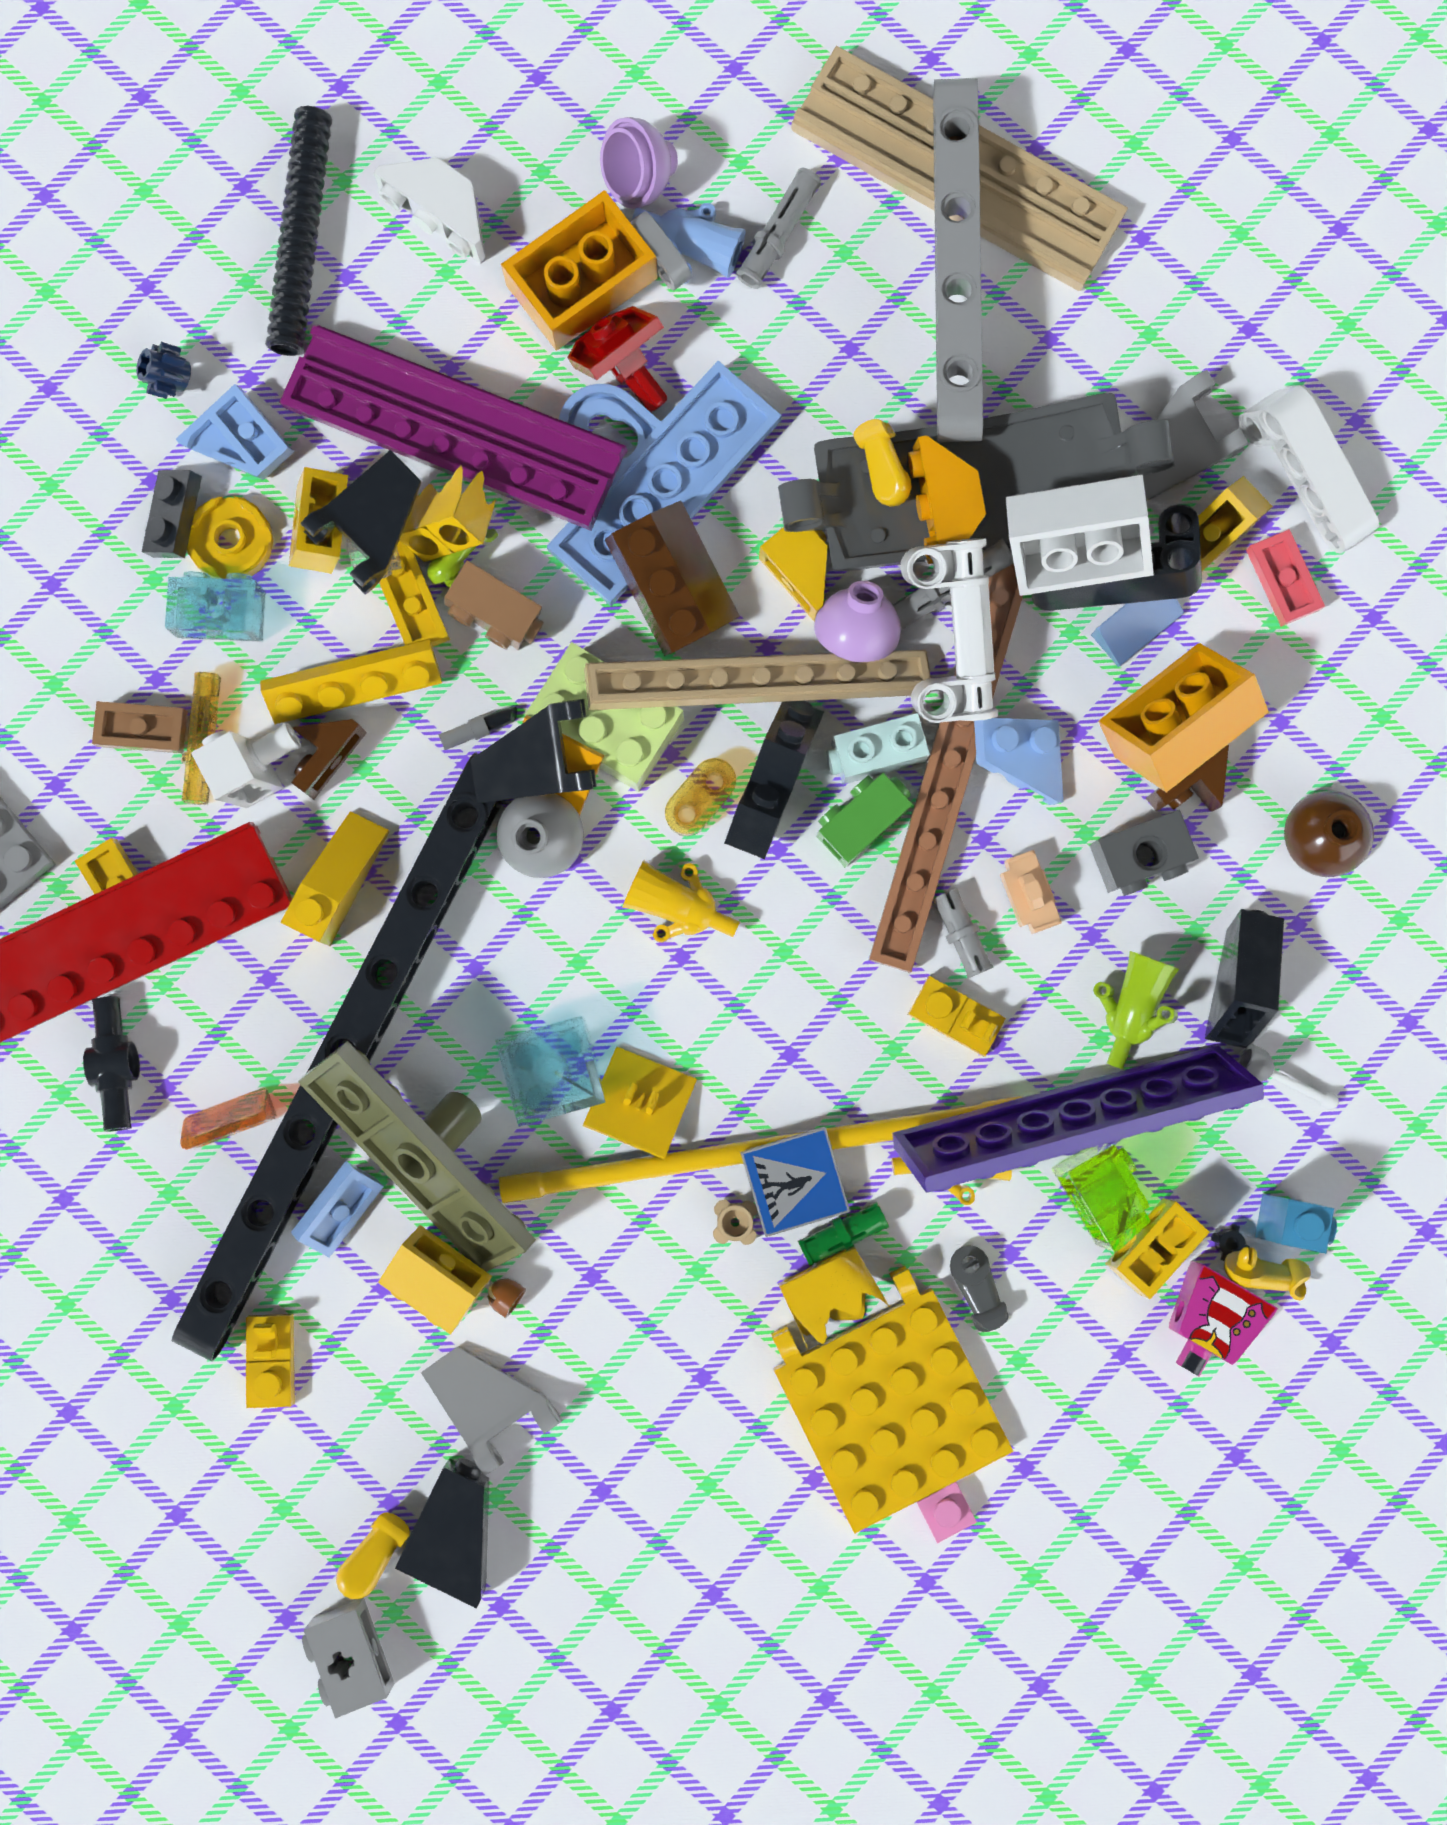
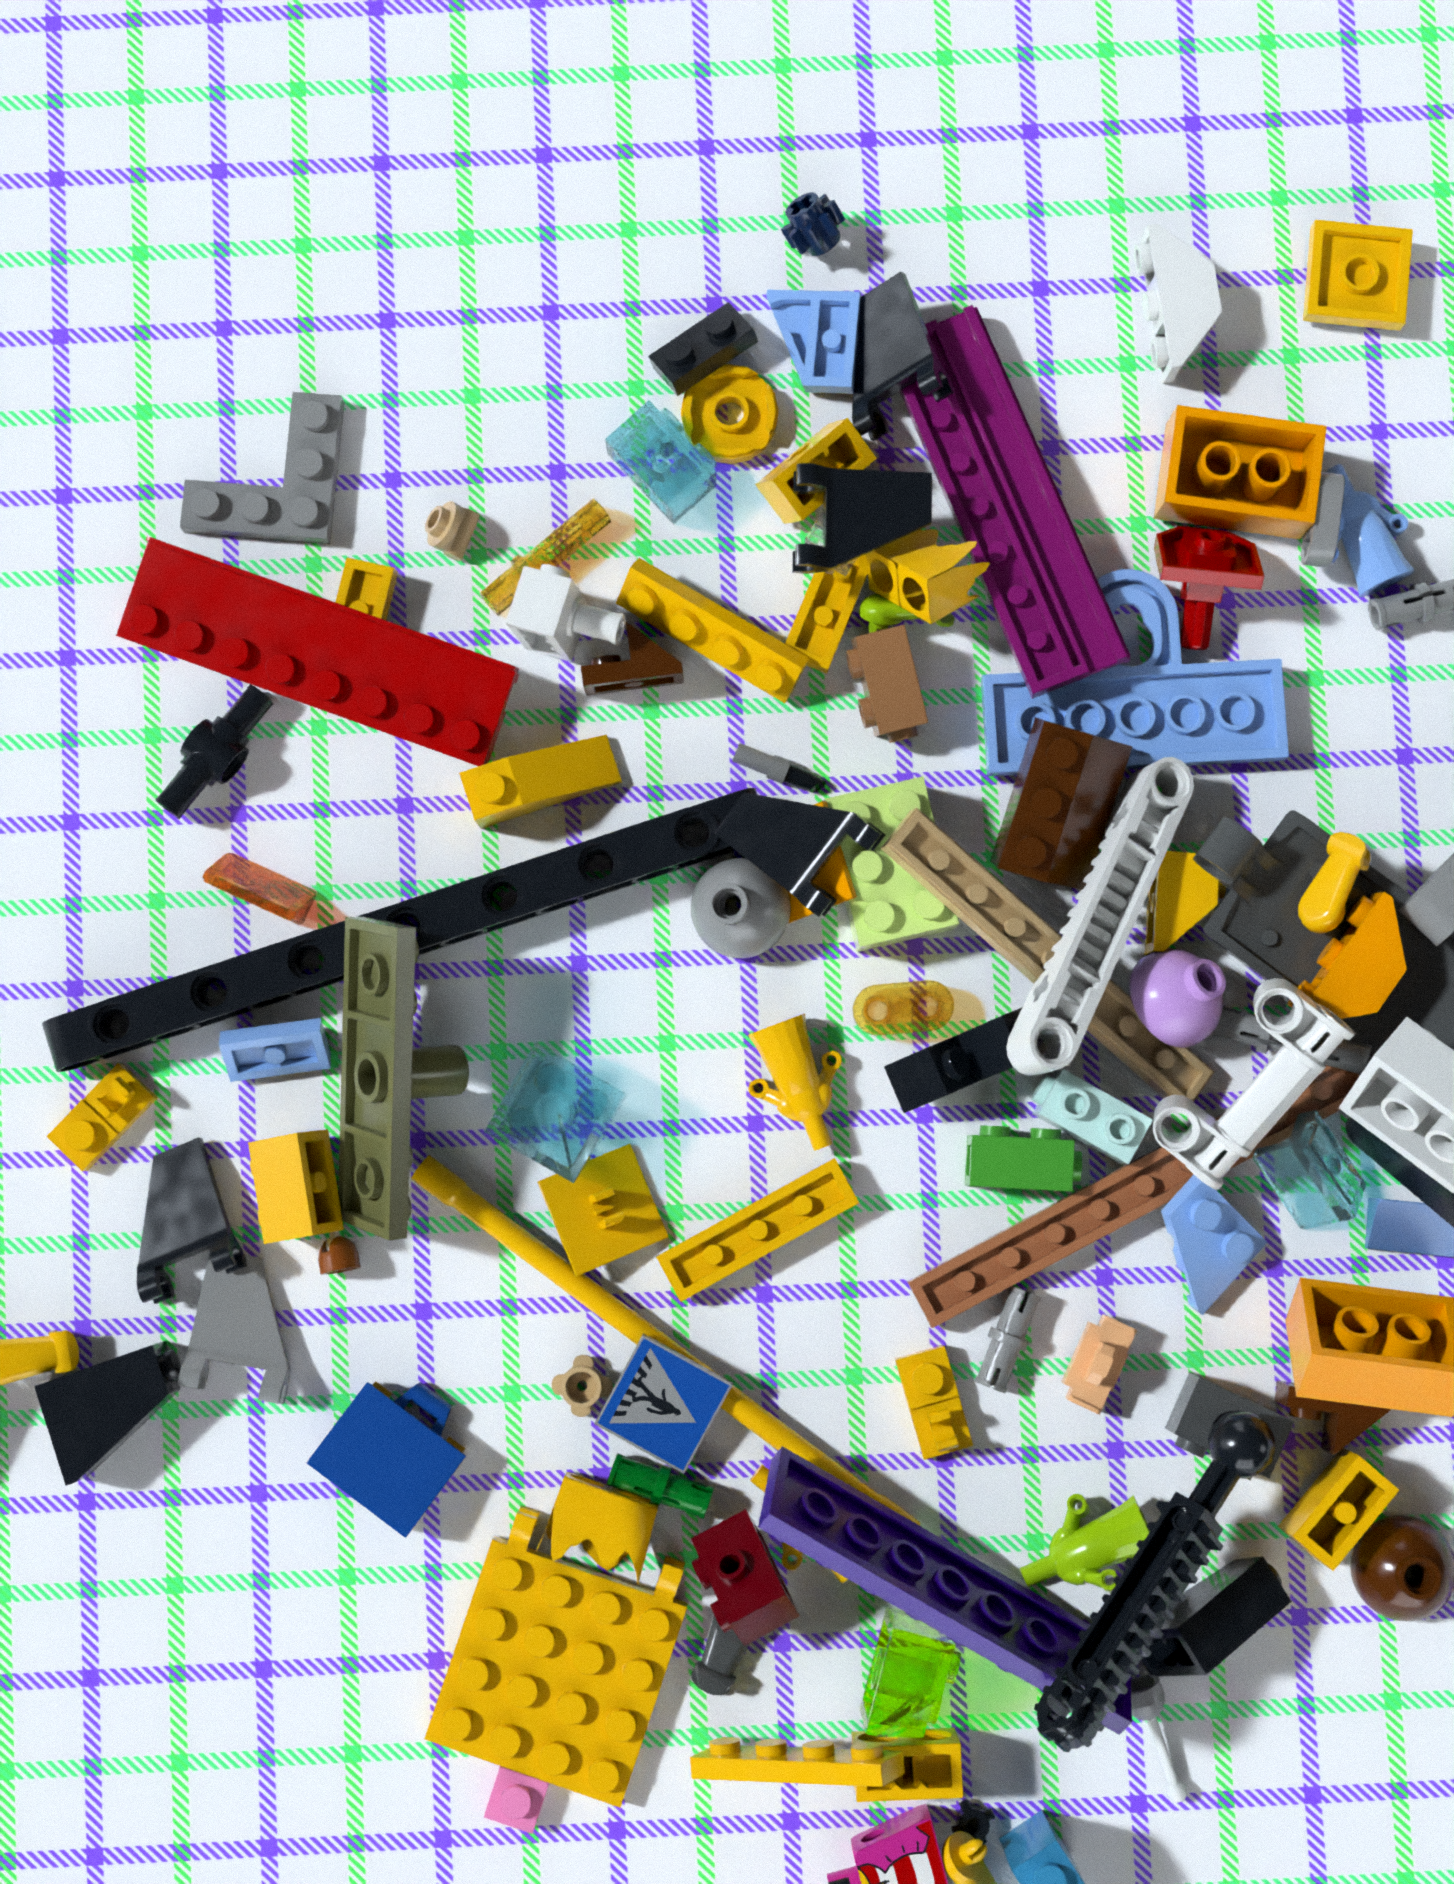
camera: 50 degrees right, 0 degrees up
(124, 779) = (451, 529): none -> tan plate
(139, 727) = (505, 499): medium nougat plate -> none
(294, 402) = (892, 354): none -> black flag
(299, 230) = (1039, 213): black piece -> none
(385, 1372) = (183, 1220): none -> black flag
(533, 83) = (1357, 275): none -> yellow plate
(636, 162) = (1378, 426): lavender piece -> none
(659, 1384) = (389, 1455): none -> blue piece
(746, 1019) = (757, 1229): none -> yellow plate
(762, 609) = (1102, 920): none -> white gear
(948, 1236) = (743, 1577): none -> dark red brick
(1044, 652) = (1312, 1174): none -> clear light blue panel
(1101, 1303) = (811, 1764): none -> yellow plate
(1194, 991) = (1150, 1587): none -> black gear
(1256, 835) = (1338, 1508): none -> yellow brick

